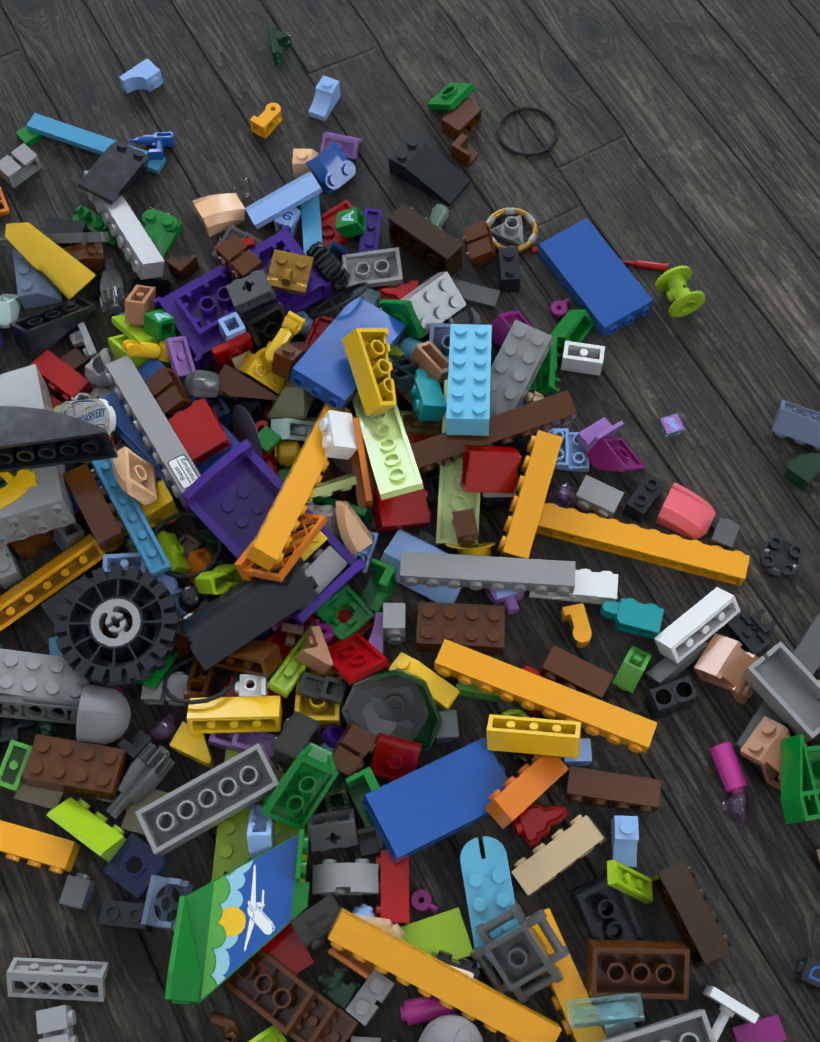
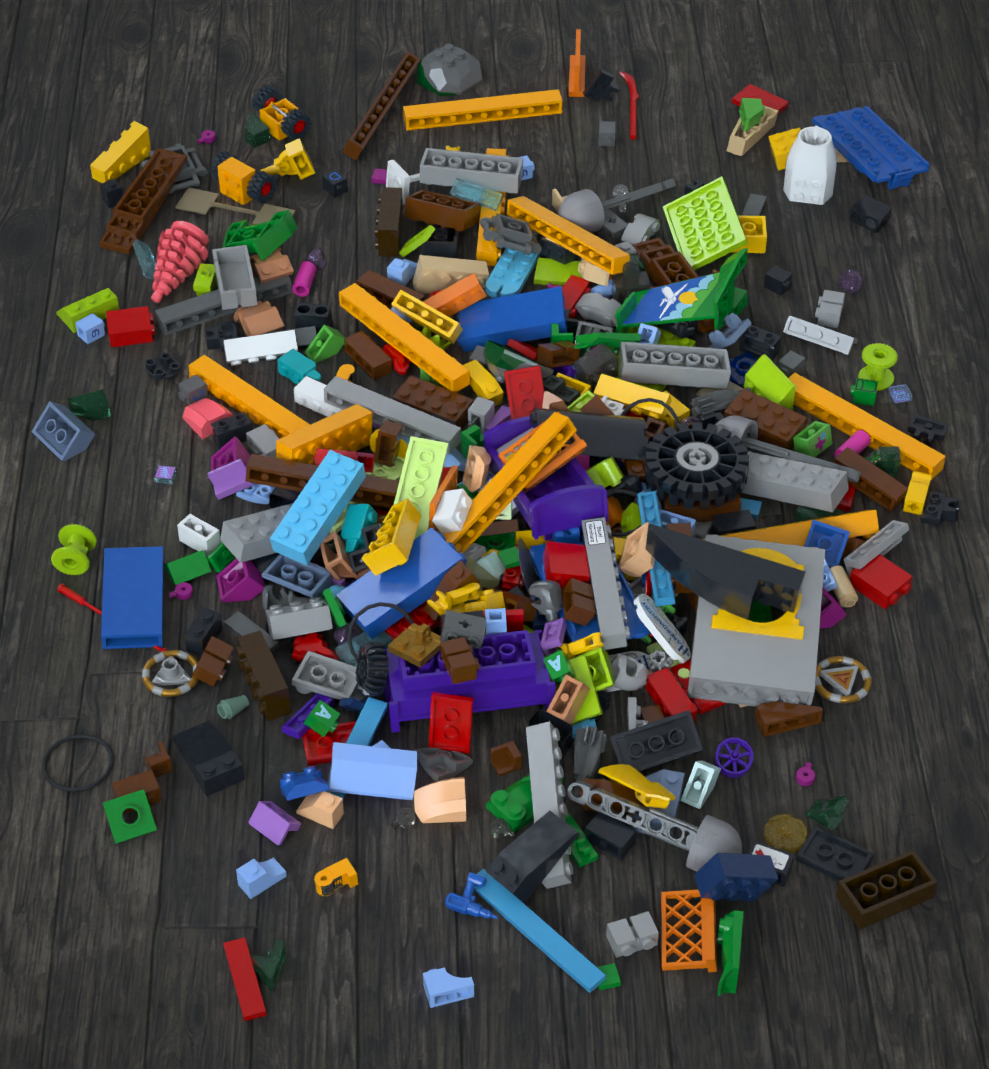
camera: 155 degrees left, 20 degrees down
(299, 40) = (244, 979): none -> red tile

